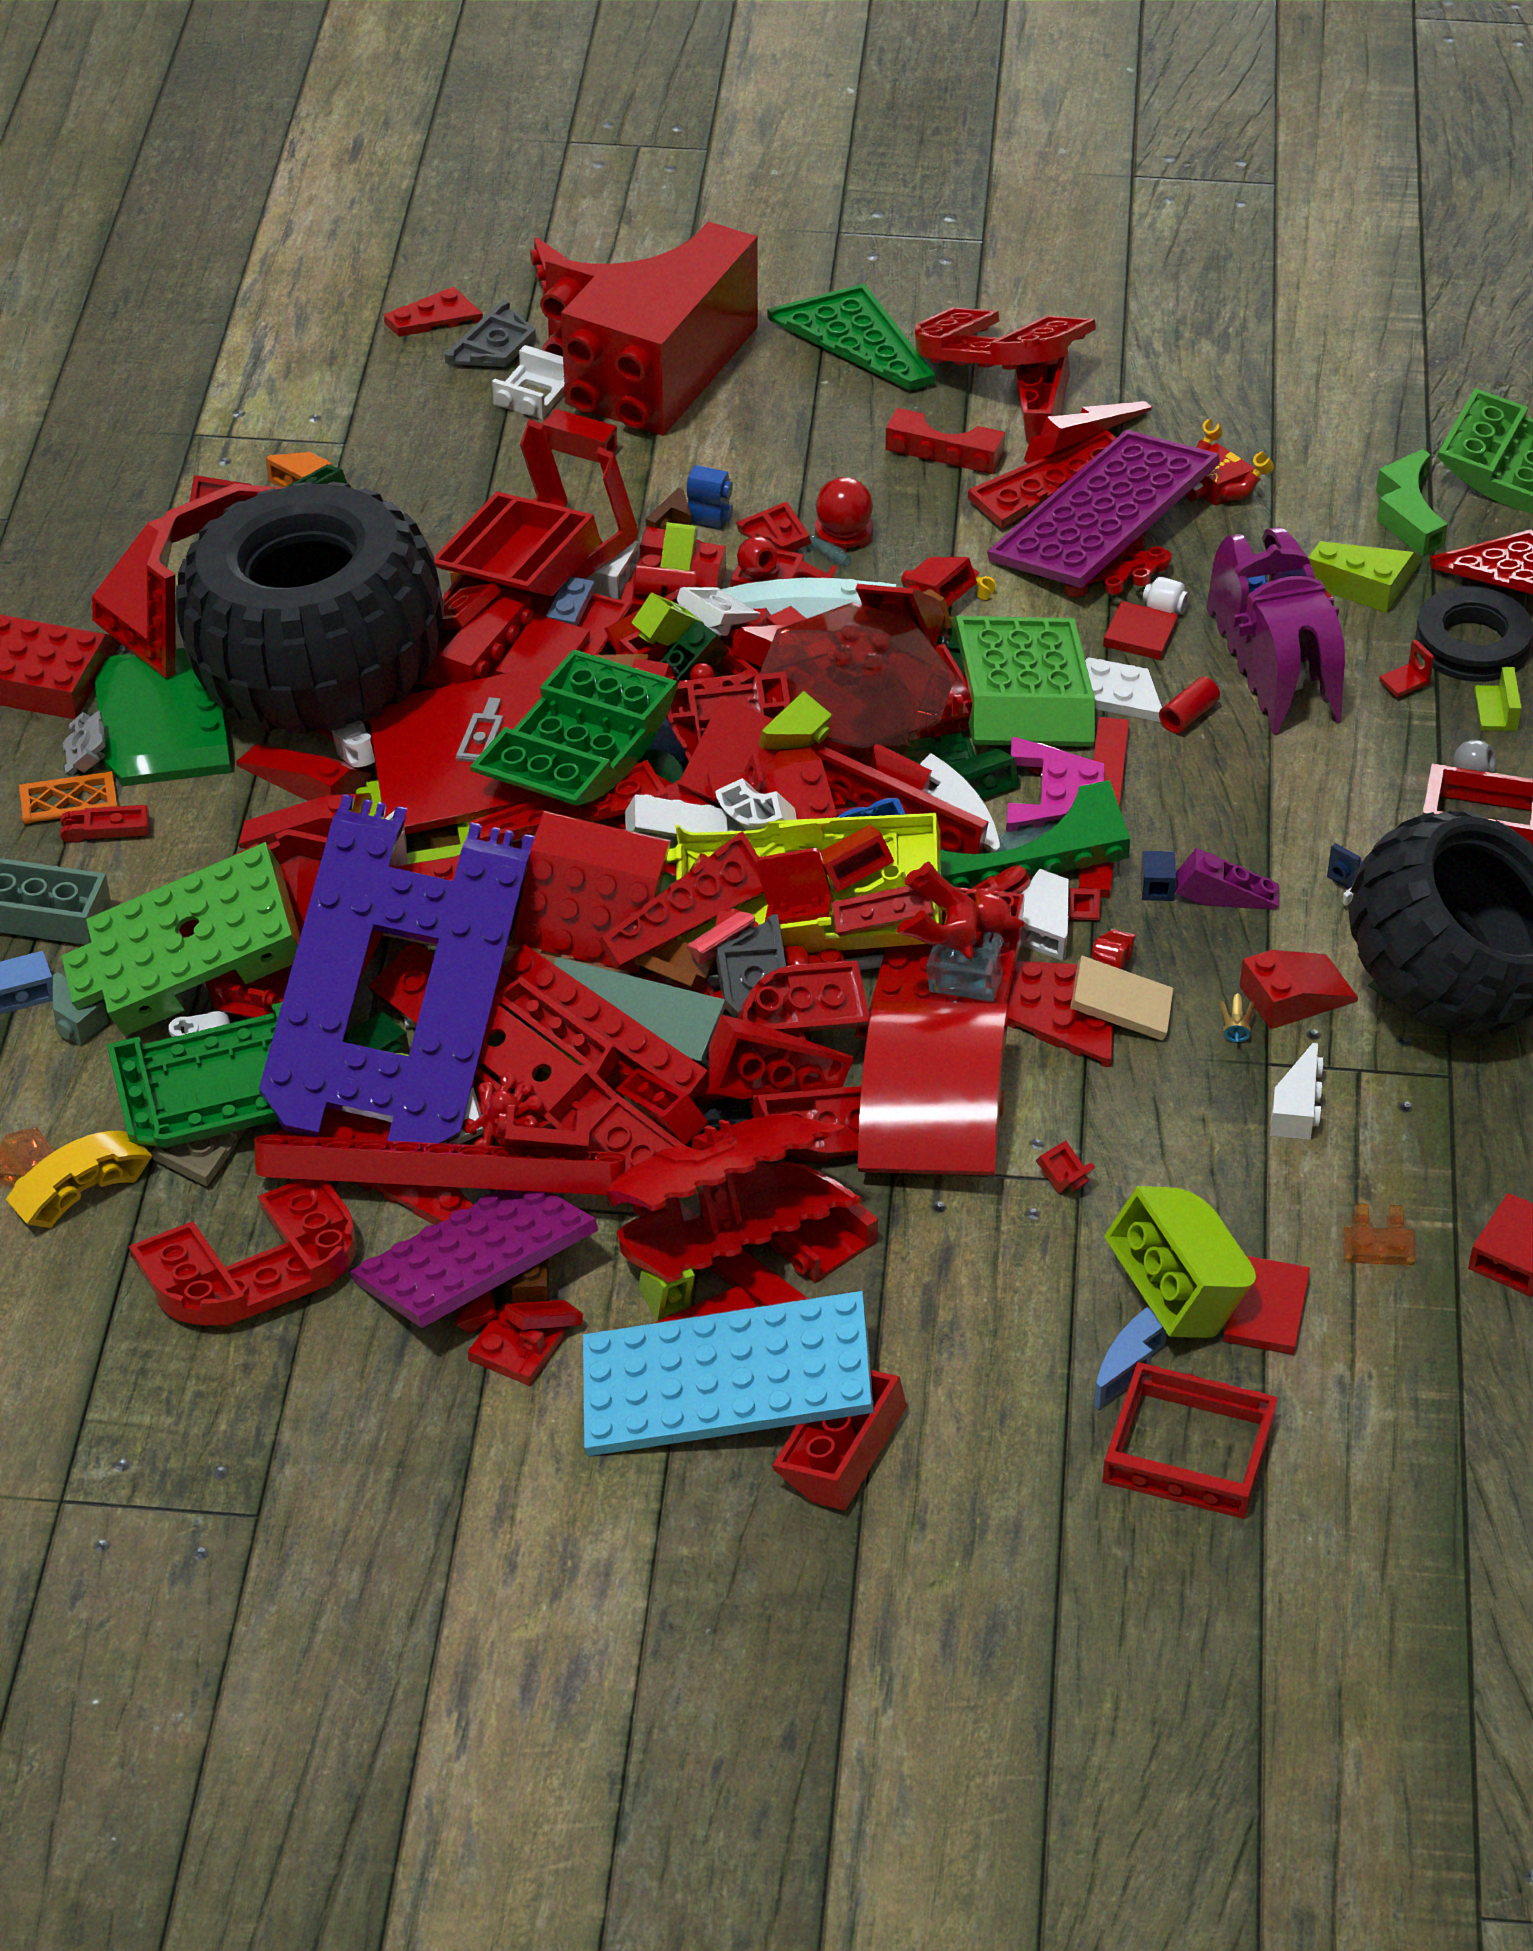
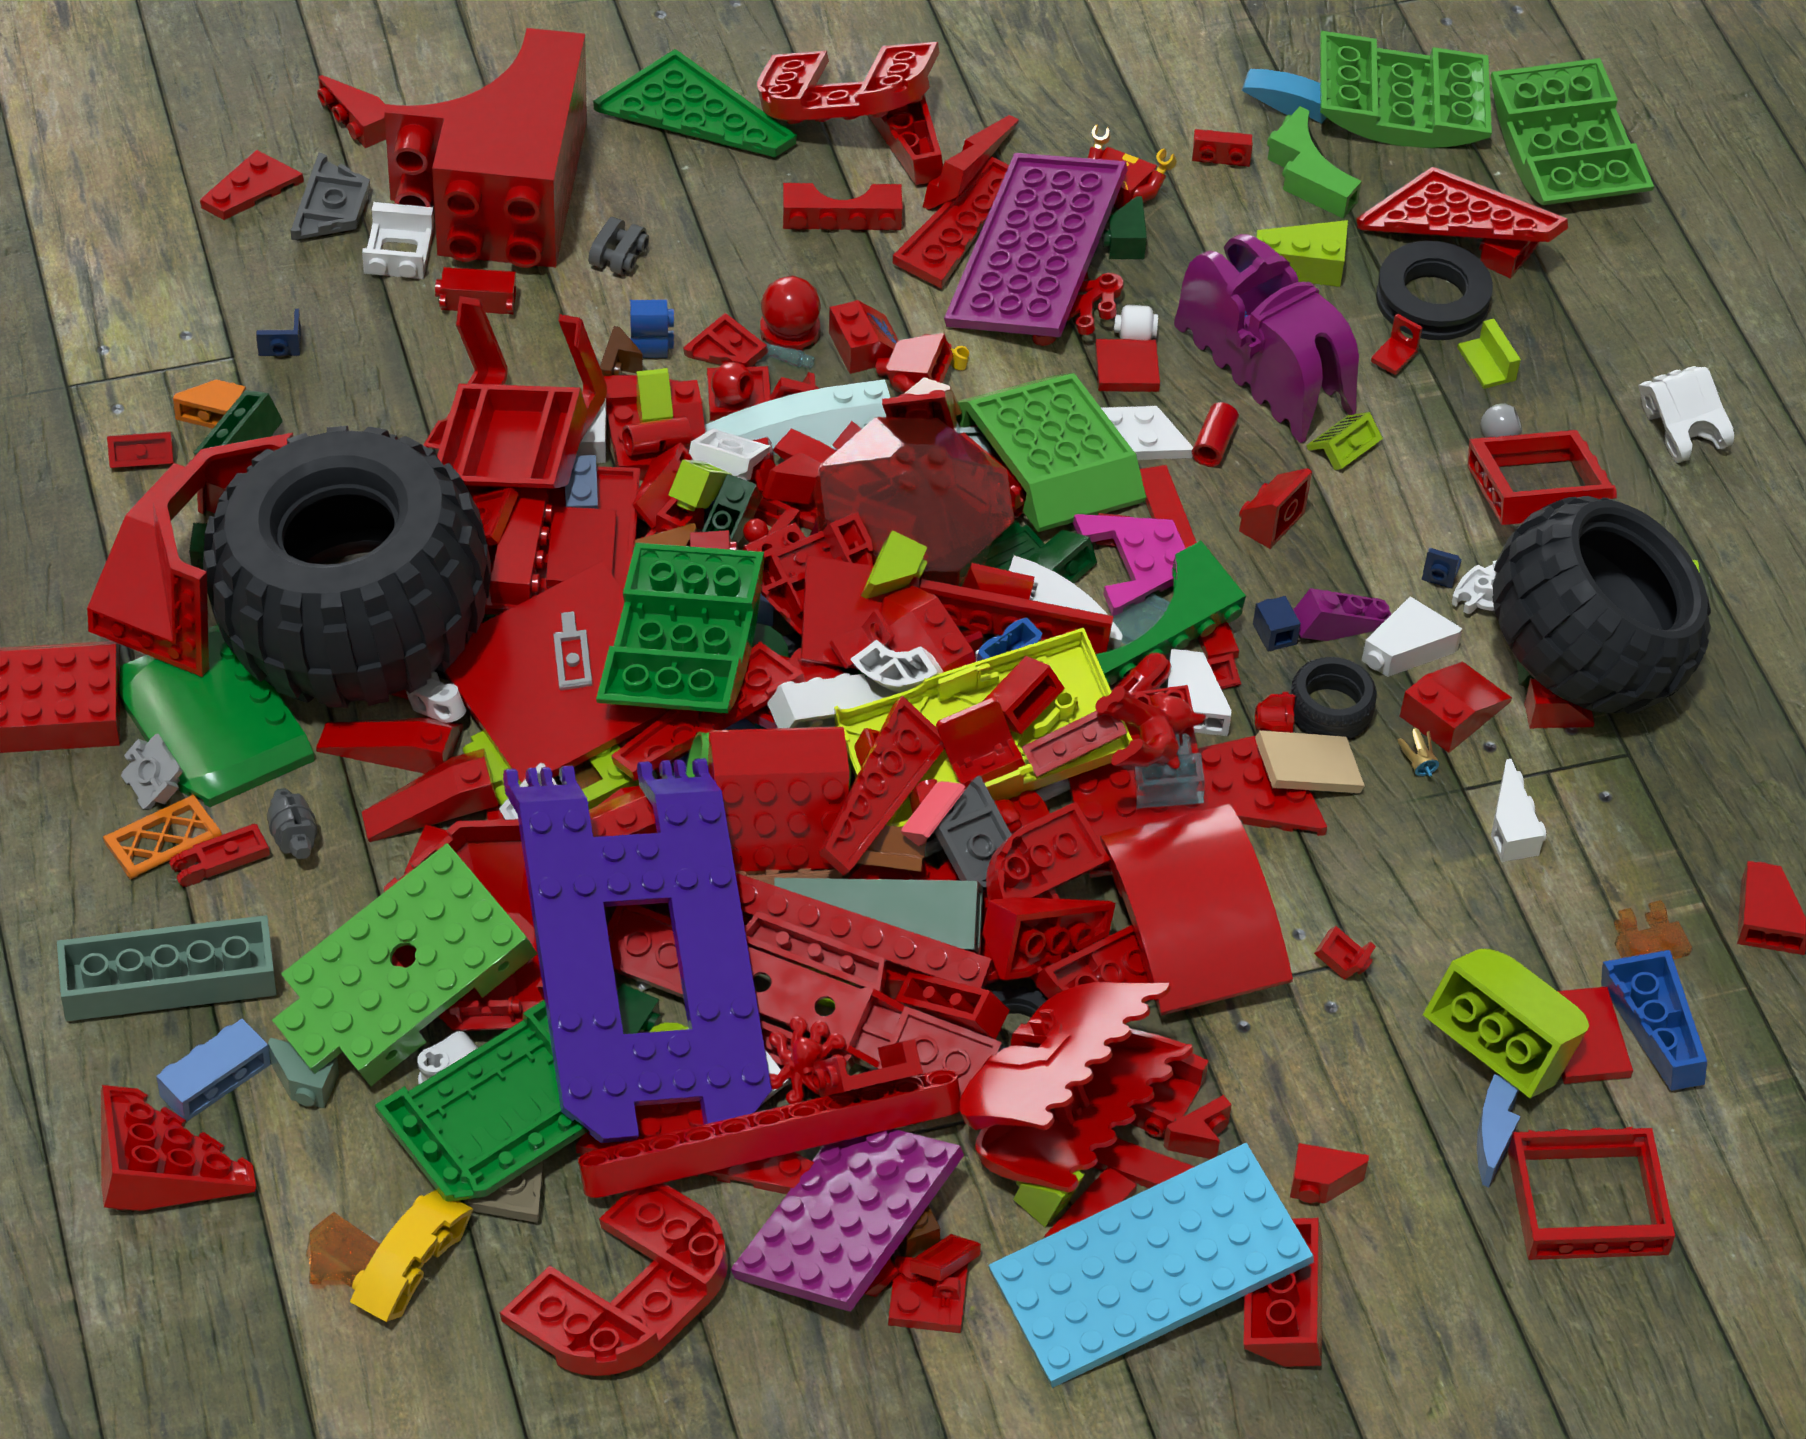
camera: 25 degrees left, 5 degrees up
(176, 812) = (292, 823): none -> dark grey piece
(389, 438) = (280, 341): none -> dark blue bracket
(723, 428) = (618, 246): none -> dark grey brick
(842, 1273) = (1197, 1131): none -> red slope
(903, 545) = (860, 335): none -> red slope
(941, 1348) = (1325, 1173): none -> red slope
(1181, 929) = (1337, 675): none -> black tyre
(1200, 518) = (1126, 232): none -> dark green slope
(1211, 779) = (1276, 507): none -> red slope
(1280, 921) = (1410, 639): none -> white slope
(1318, 740) = (1347, 439): none -> lime panel
(1334, 471) = (1222, 147): none -> red bracket
(1344, 1298) = (1658, 1014): none -> blue wedge
(1390, 1019) = (1550, 711): none -> red slope
(1415, 433) = (1284, 91): none -> dark azure slope

